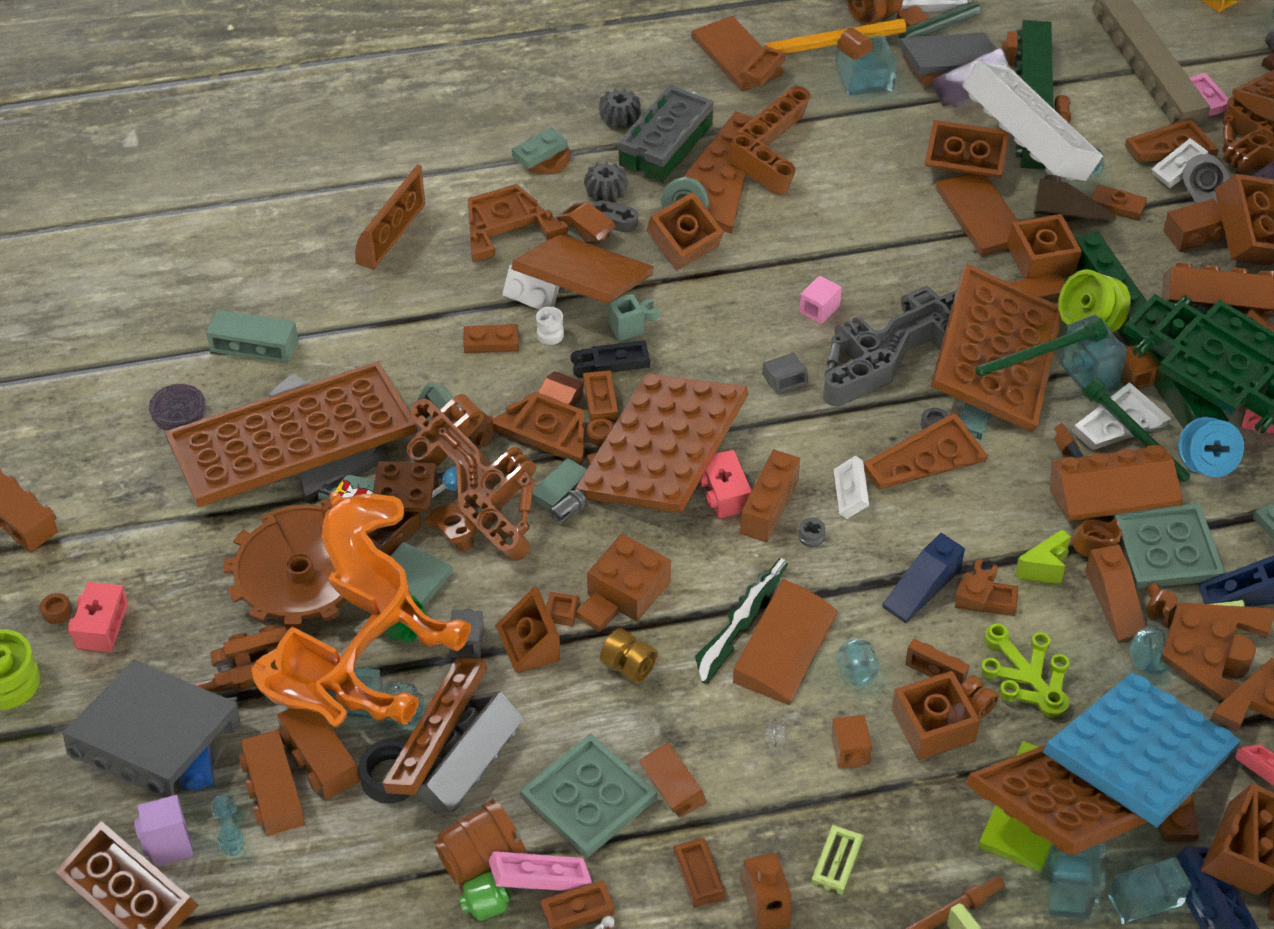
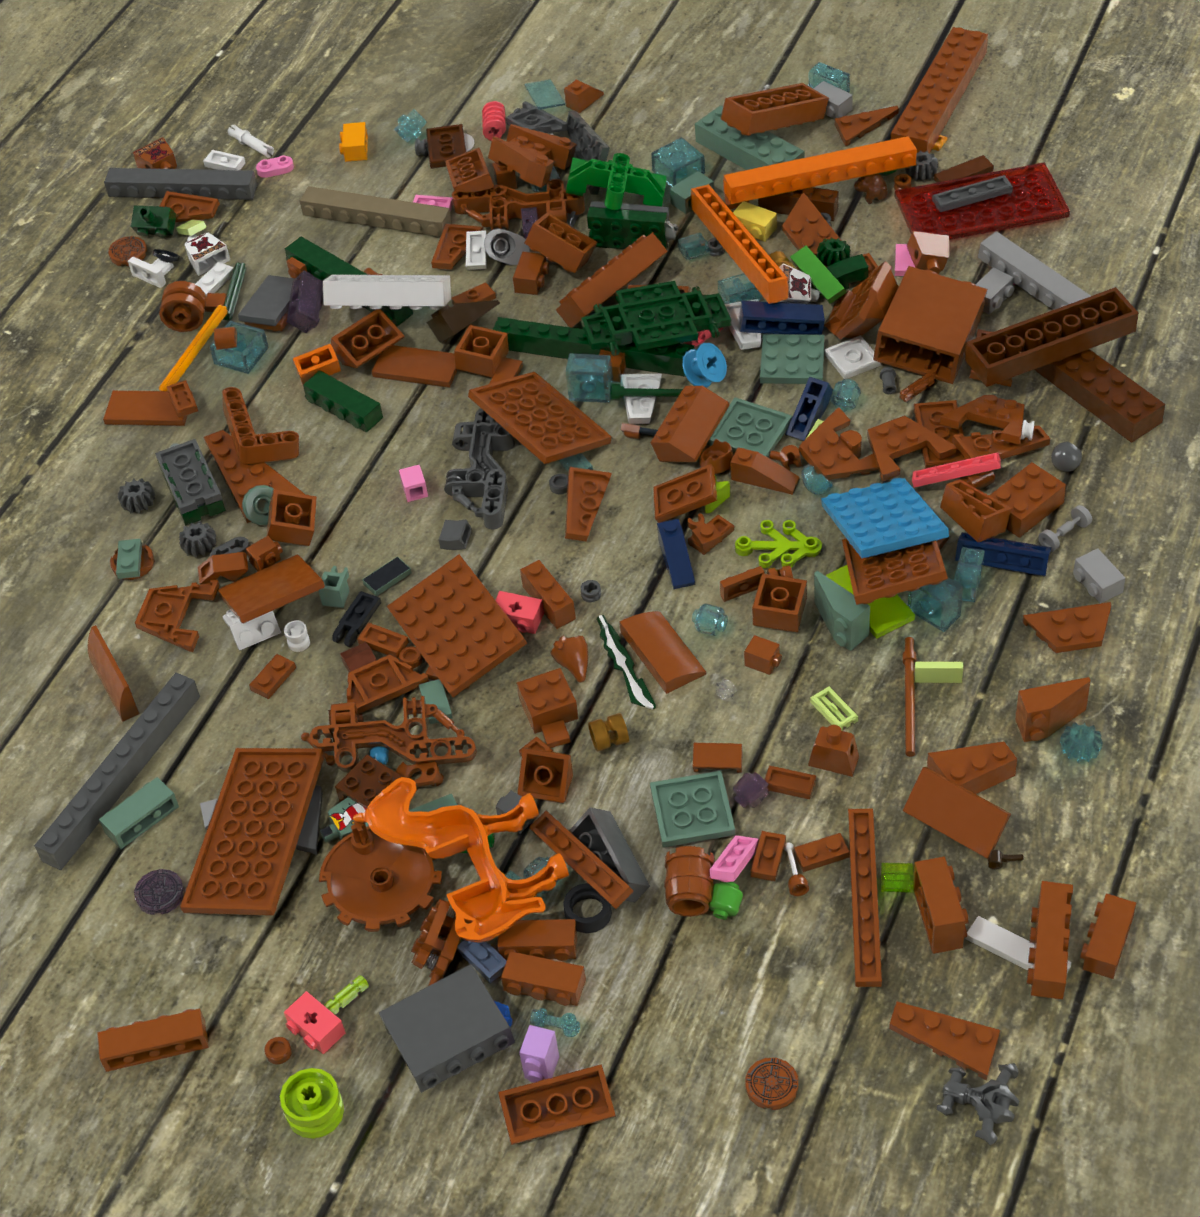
camera: 50 degrees left, 0 degrees up
(150, 624) = (347, 994): none -> lime axle
(262, 716) = (483, 959): none -> sand blue plate
(290, 291) = (117, 771): none -> dark grey brick
(436, 394) = (301, 727): sand green tile -> none
(574, 501) = (457, 700): dark grey pin -> none
(629, 240) = (264, 553): none -> dark orange brick
(652, 837) = (750, 790): none -> clear purple head
(686, 351) = (387, 576): none -> black tile
(705, 564) = (572, 655): none -> dark orange hat
(851, 487) = (576, 551): white plate -> none
(874, 184) = (343, 401): none -> dark green brick
(899, 133) = (317, 360): none -> orange brick
(956, 803) = (838, 608): none -> sand green slope
(1013, 536) = (685, 493): none -> dark orange tile
(1092, 294) = (540, 351): lime wheel -> none
(1093, 330) = (585, 360): dark green piece -> none

